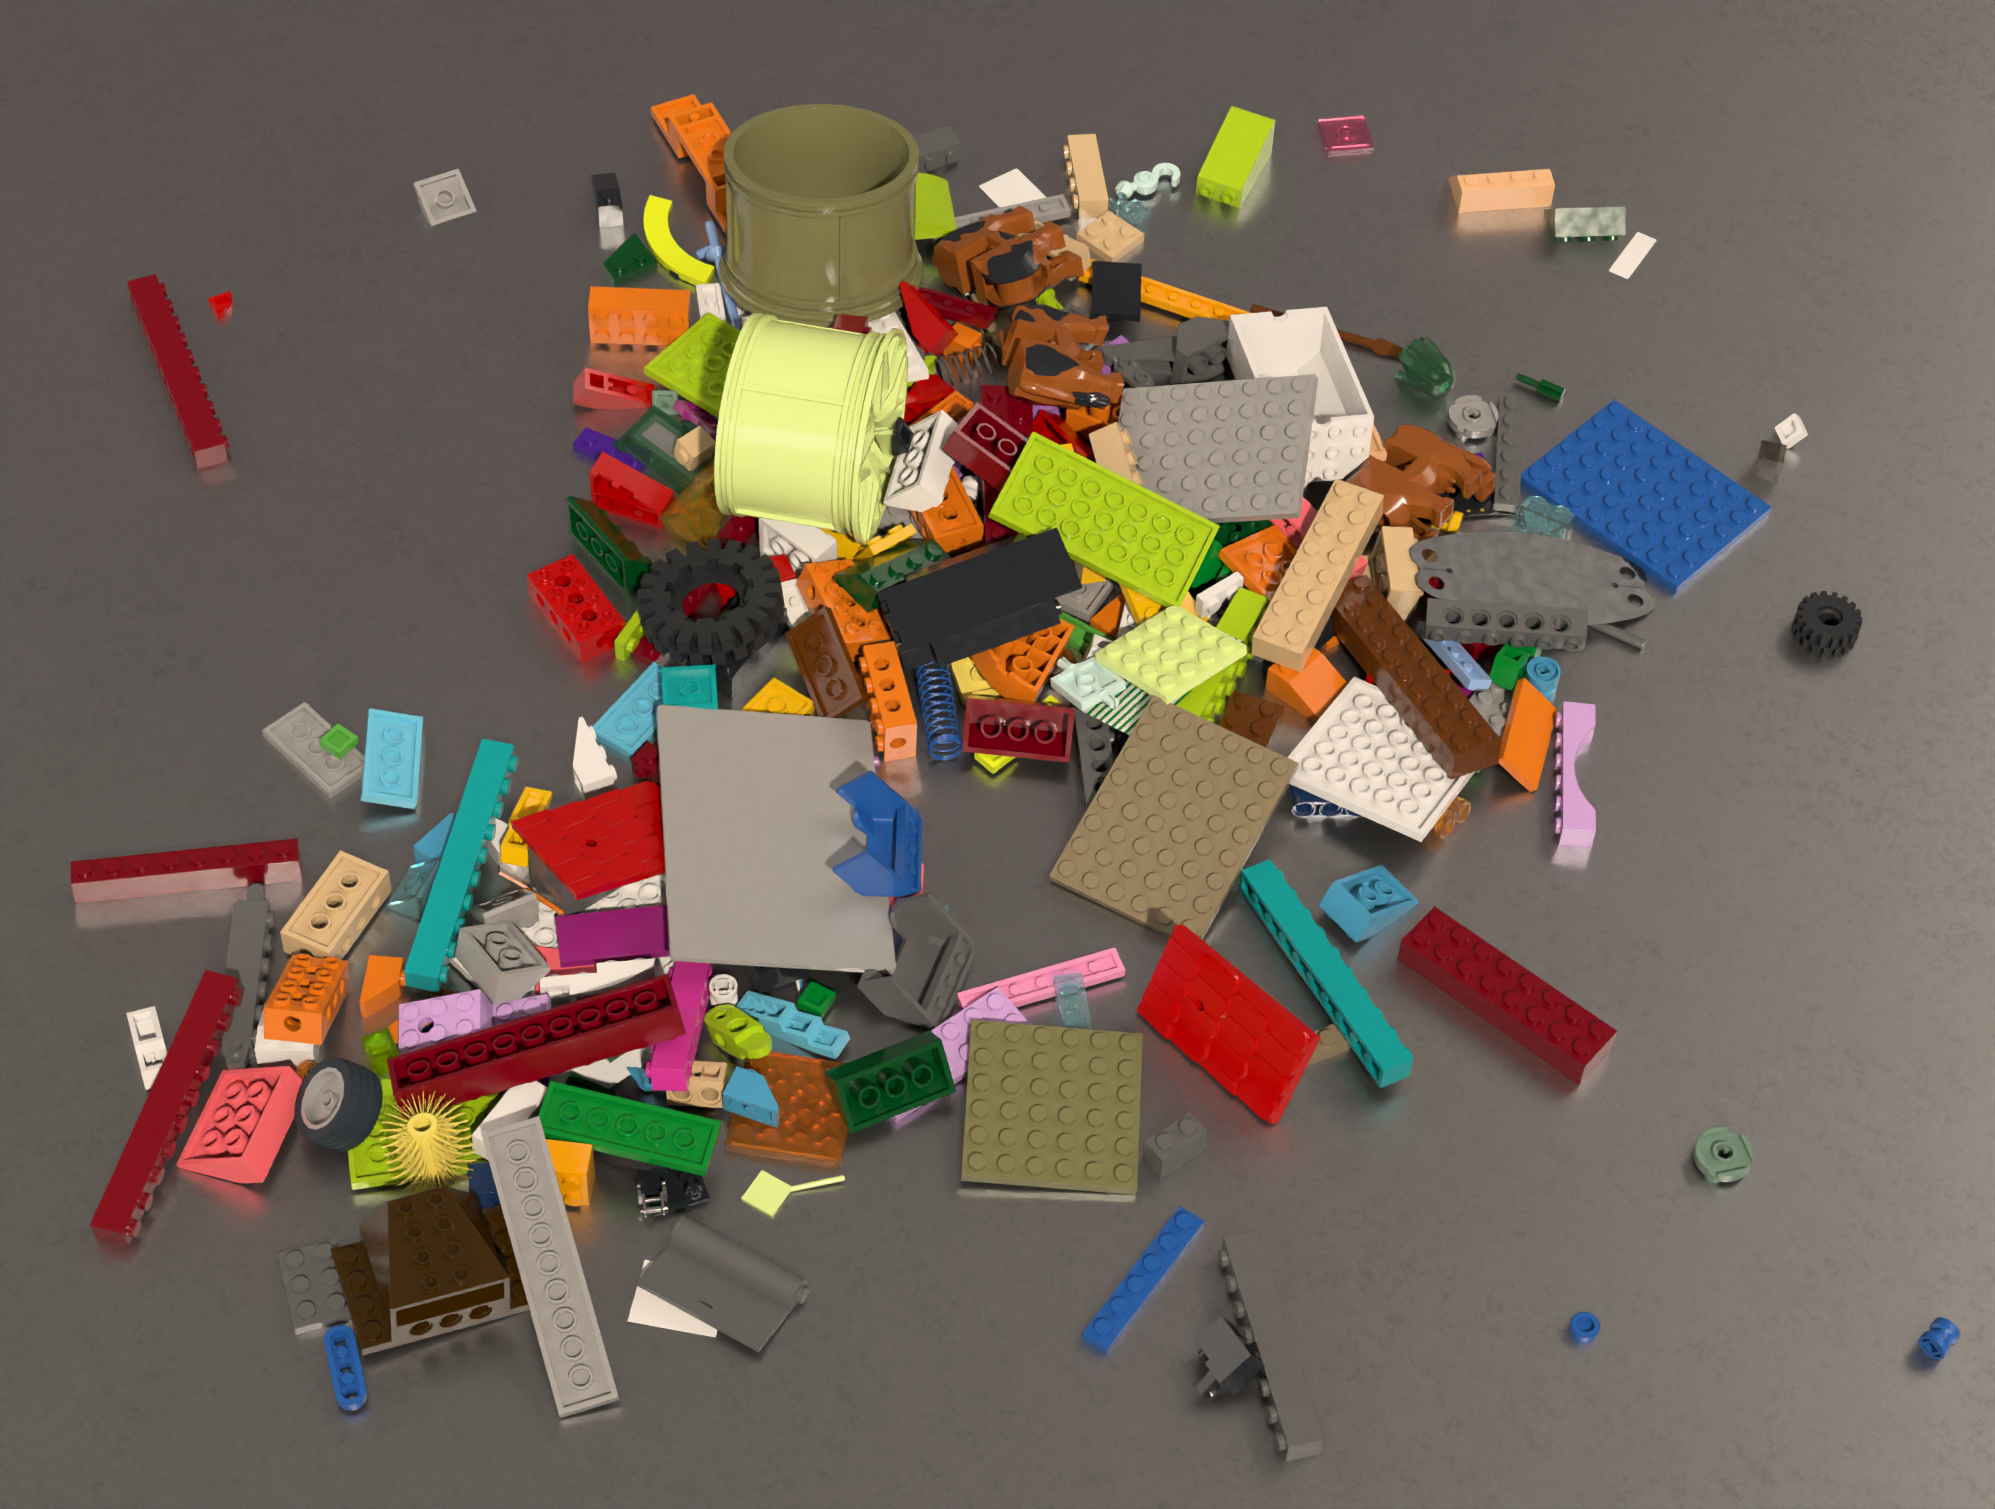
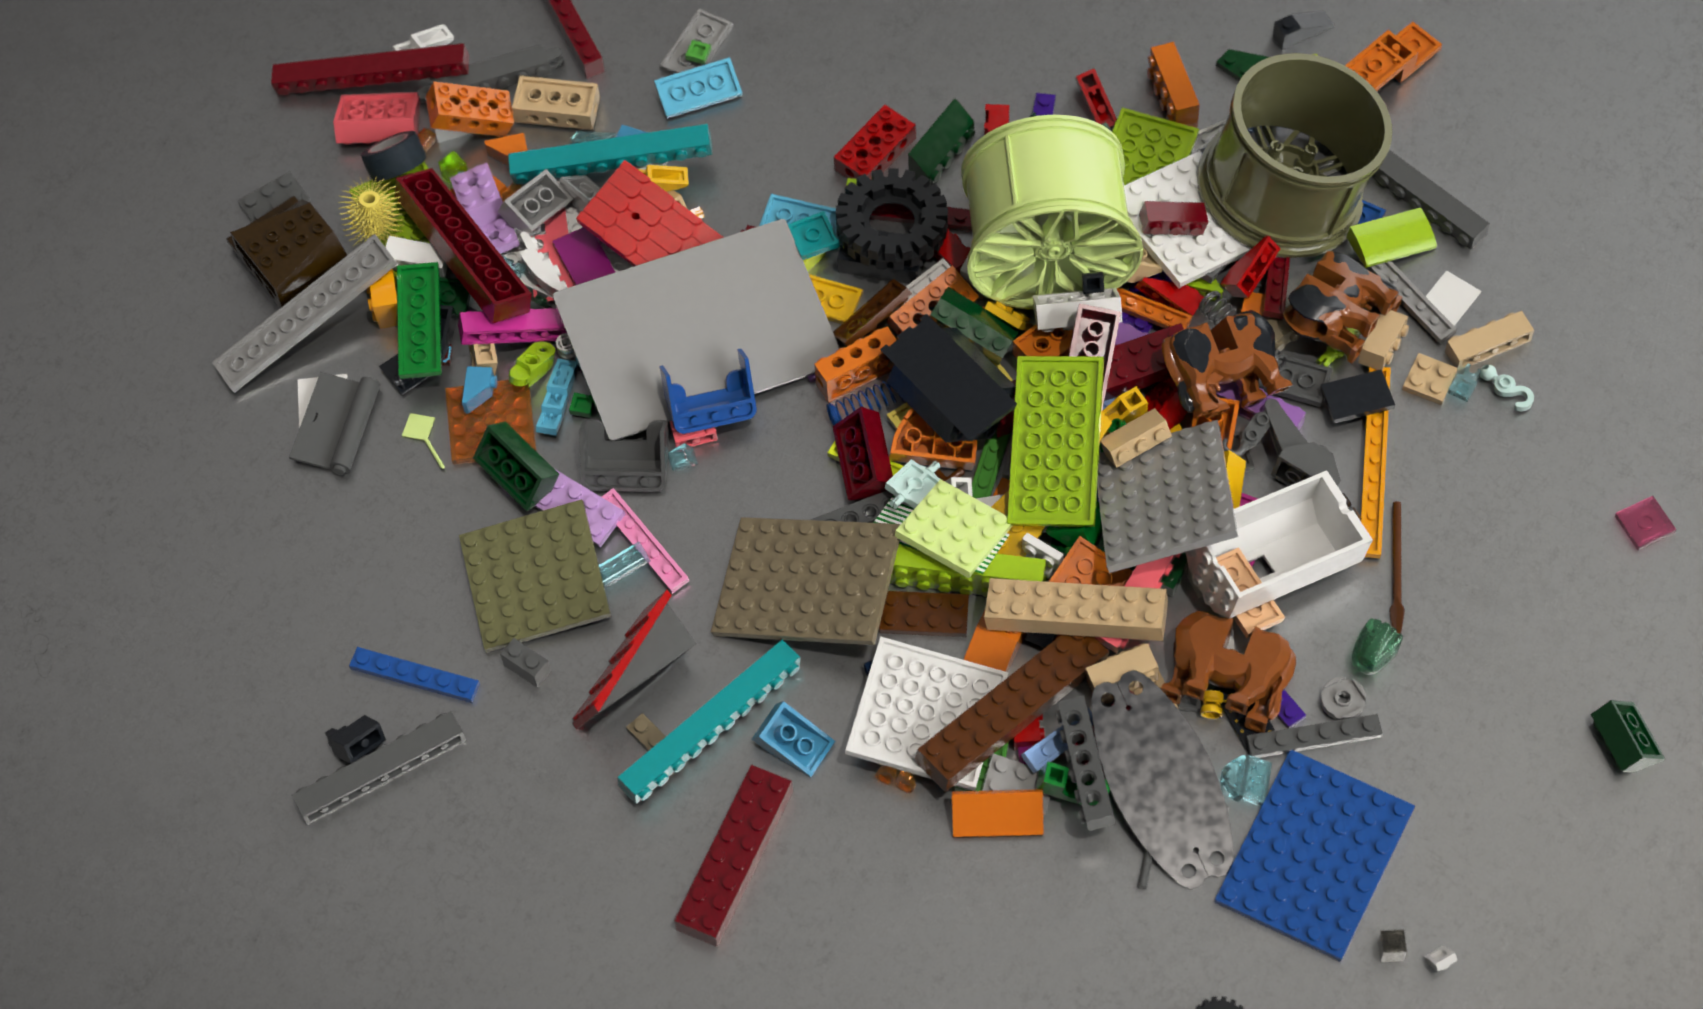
camera: 80 degrees right, 10 degrees up
(341, 1358) = (207, 241): blue plate -> none
(590, 768) = (735, 203): white slope -> none
(642, 1200) = (384, 355): dark grey piece -> none
(1236, 157) = (1560, 442): lime slope -> none
(1502, 190) = (1638, 659): light nougat slope -> none
(1543, 387) = (1405, 747): dark green axle -> none
(1544, 675) = (1060, 812): dark azure wheel -> none
(1576, 815) = (1022, 851): lavender arch -> none
(1584, 1327) = (456, 976): blue tile -> none
(1632, 255) = (1612, 787): white sticker -> none

